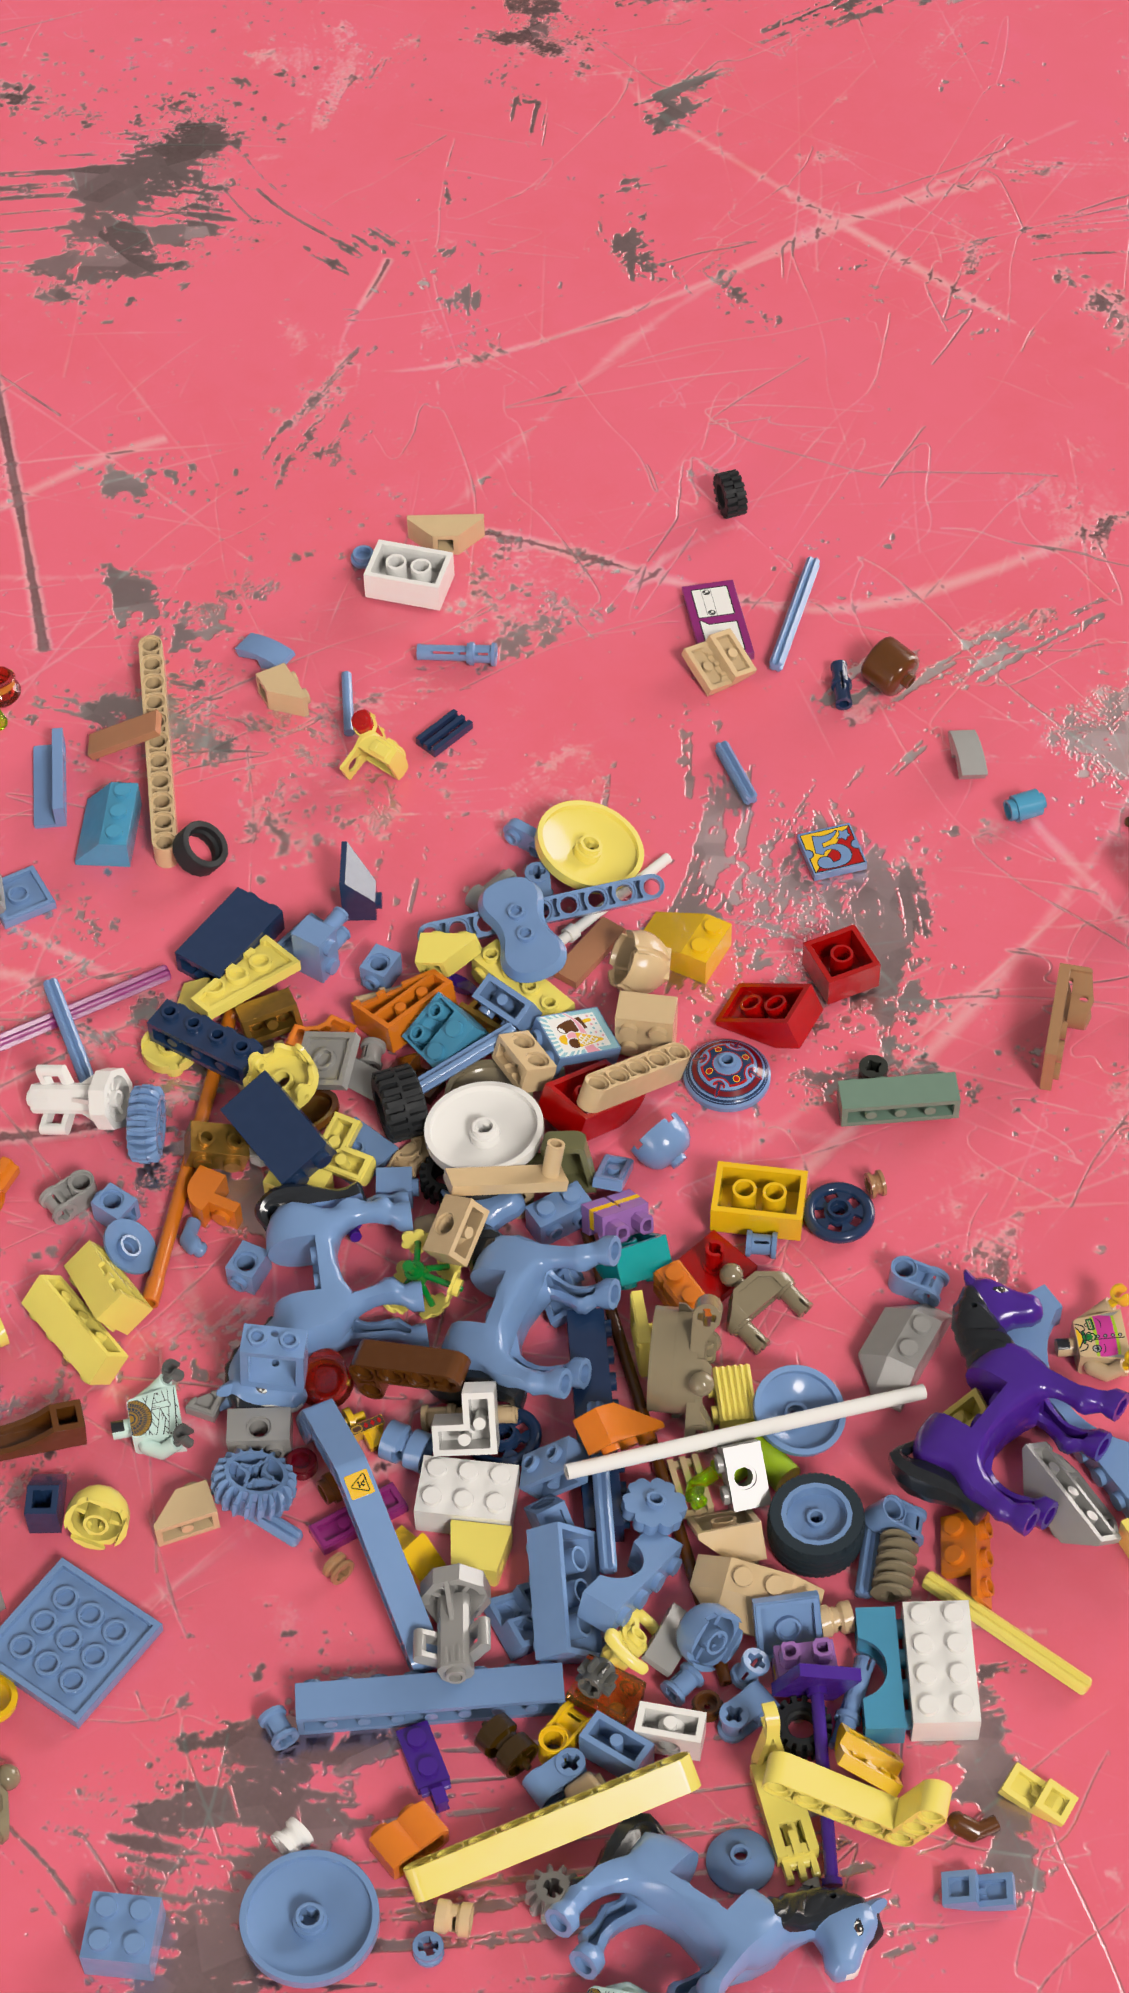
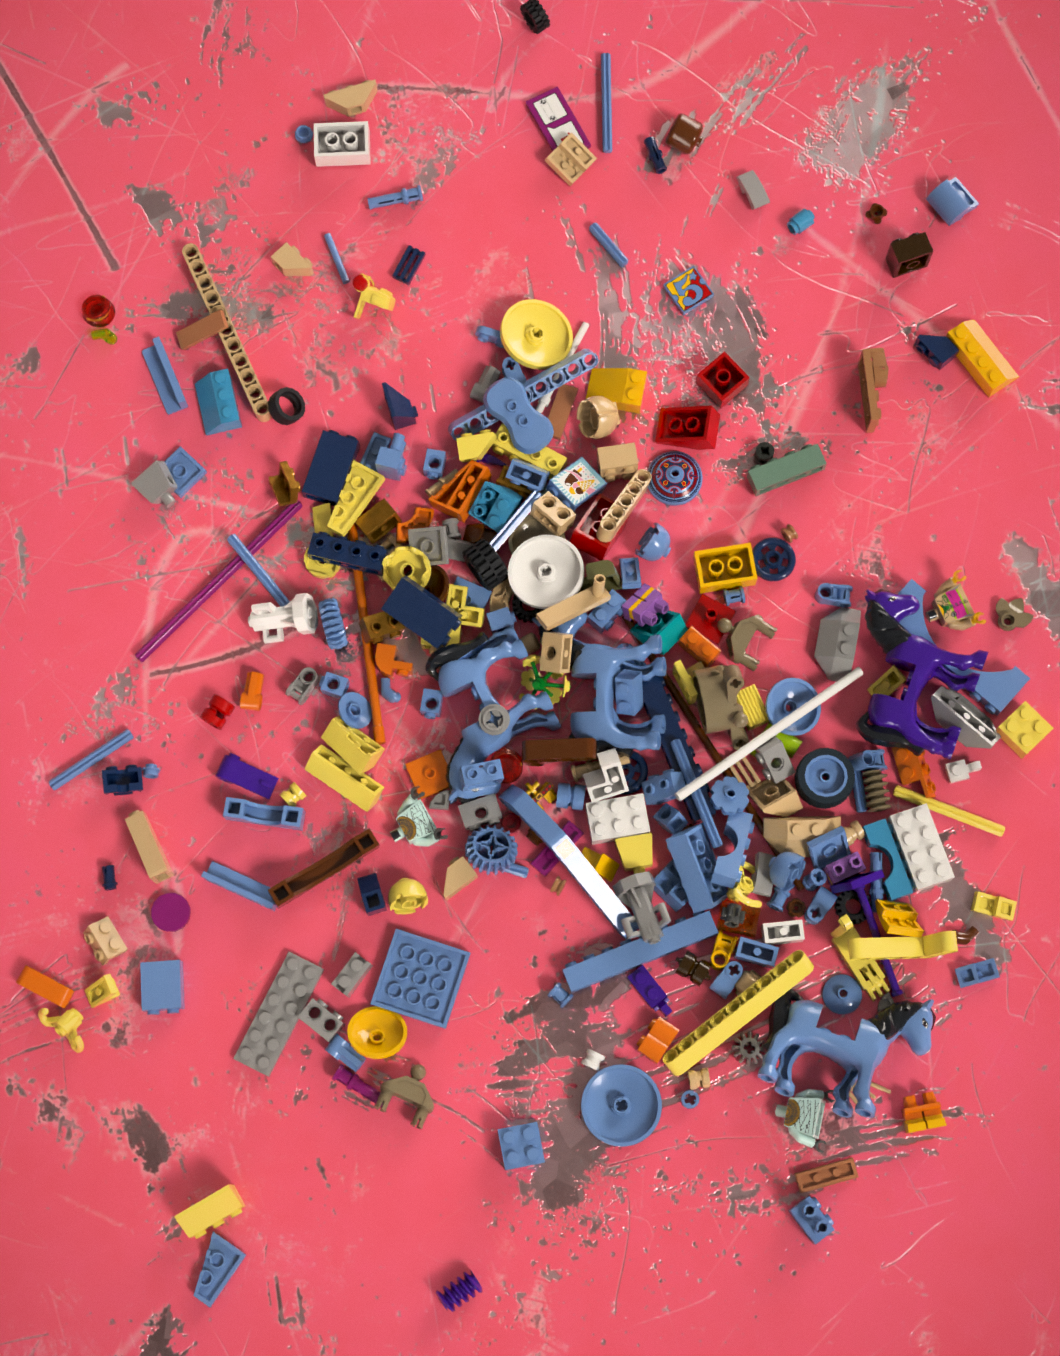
camera: 15 degrees left, 25 degrees up
(153, 946) = (284, 485): none -> pearl gold bracket
(203, 1362) = (429, 773): none -> orange plate
(265, 650) = (267, 231): medium blue slope -> none
(336, 1284) = (497, 711): none -> light grey gear
(548, 1318) = (629, 692): none -> medium blue brick
(615, 1428) = (693, 759): orange slope -> none
(696, 1487) = (748, 774): clear neon green arm -> none
(1041, 1580) = (959, 771): none -> white plate

